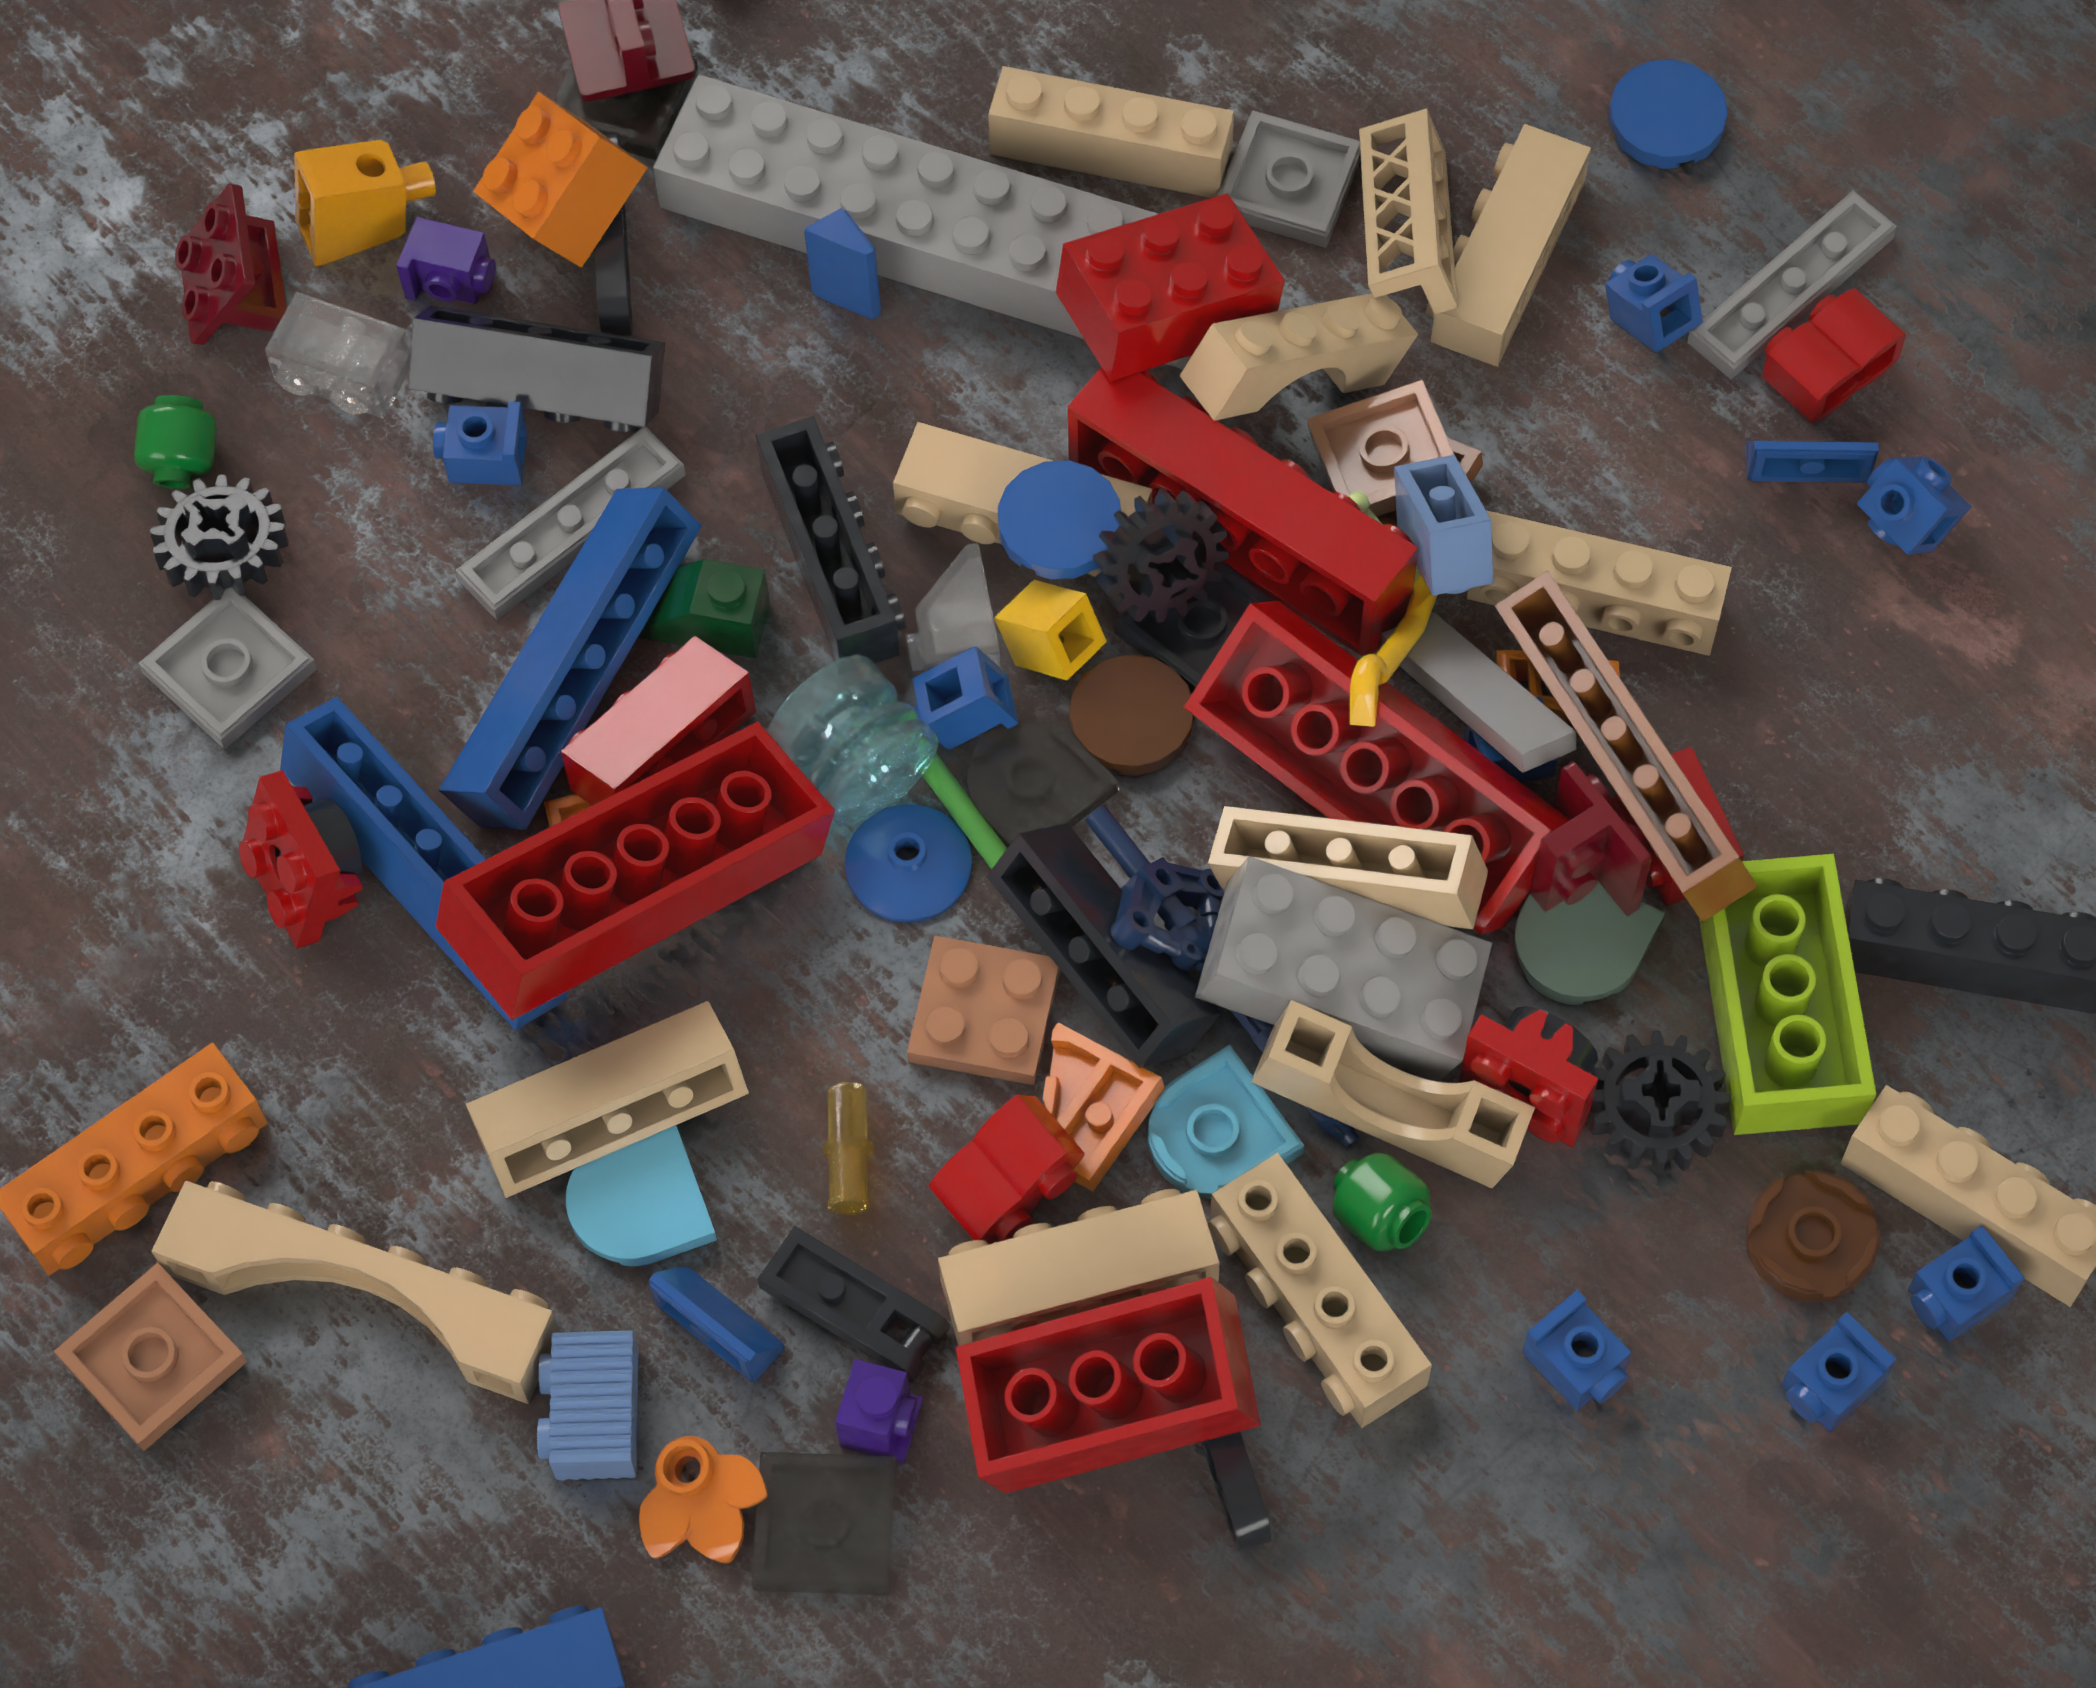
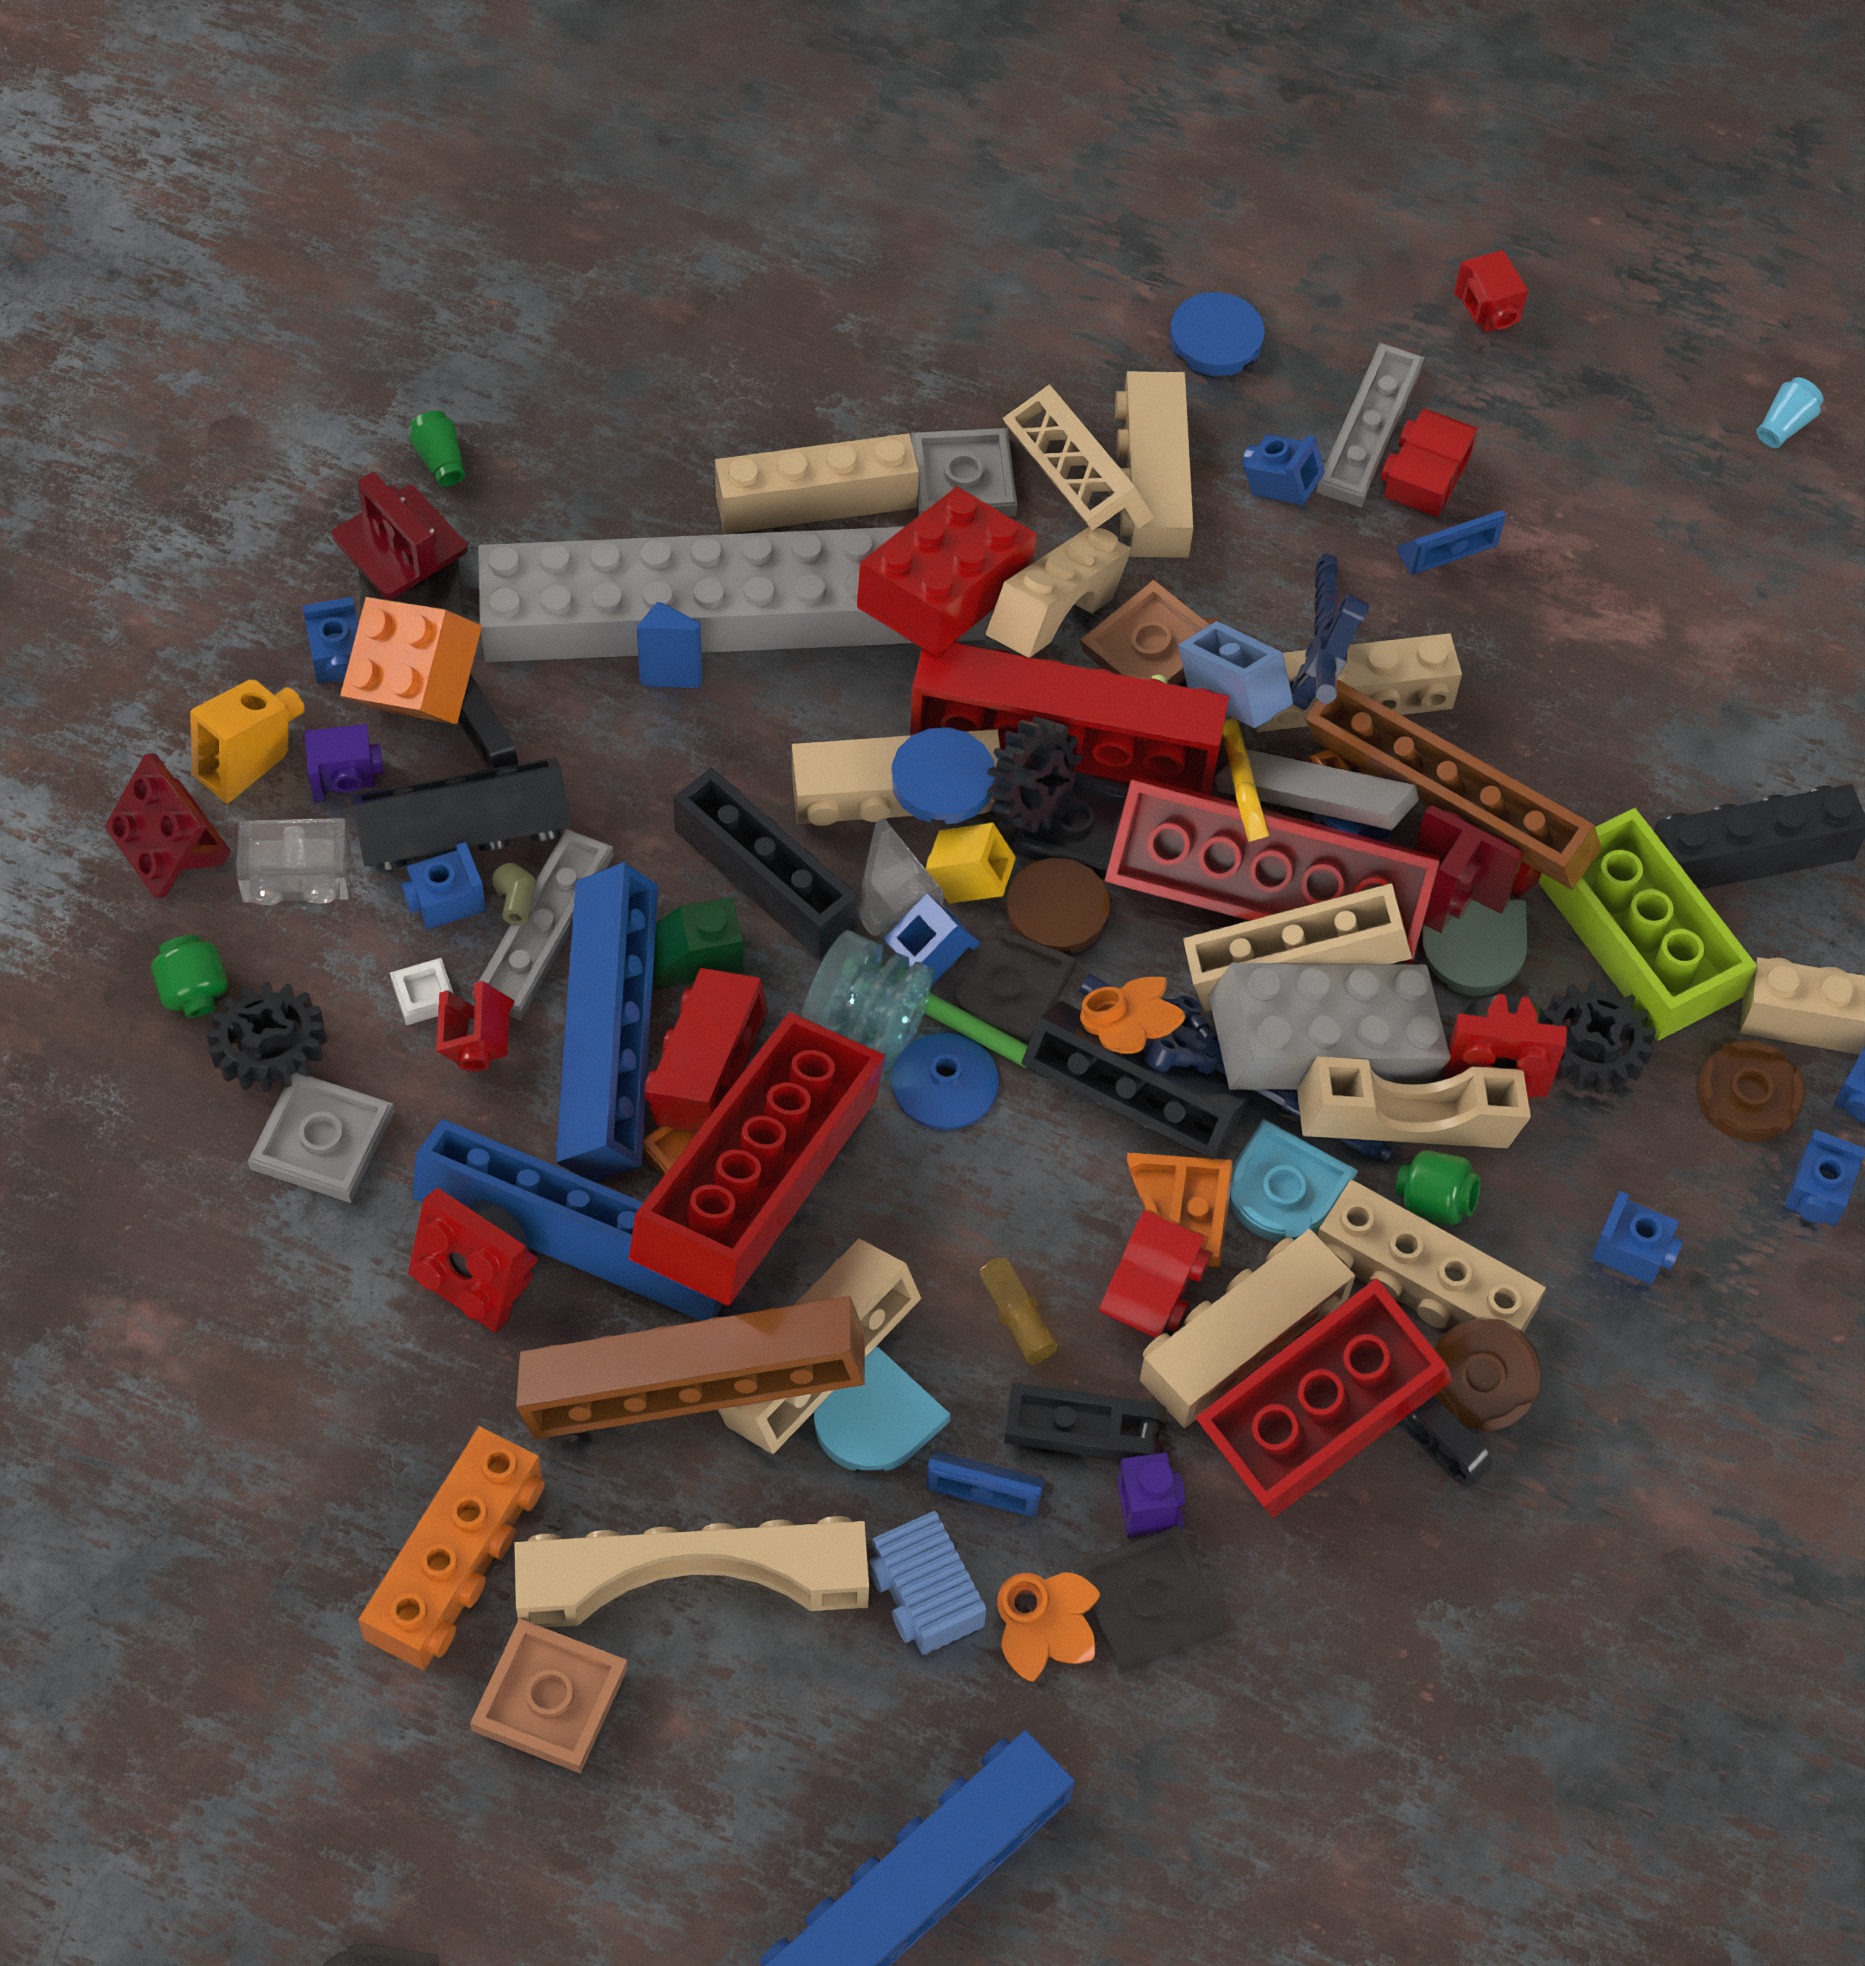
camera: 30 degrees left, 5 degrees down
(409, 549) = (419, 989): none -> white tile
(432, 608) = (474, 1033): none -> red window
(454, 1071) = (691, 1368): none -> dark orange brick
(497, 116) = (331, 637): none -> blue brick
(557, 472) = (519, 888): none -> olive arm
(983, 1010) = (1064, 1167): nougat plate -> none
(1117, 869) = (1130, 1014): none -> orange plate
(1316, 1433) = (1492, 1373): none -> reddish brown tile
(1551, 535) = (1333, 635): none -> dark blue bar
(1912, 503) = (1562, 540): blue brick -> none
(2018, 174) = (1491, 291): none -> red window

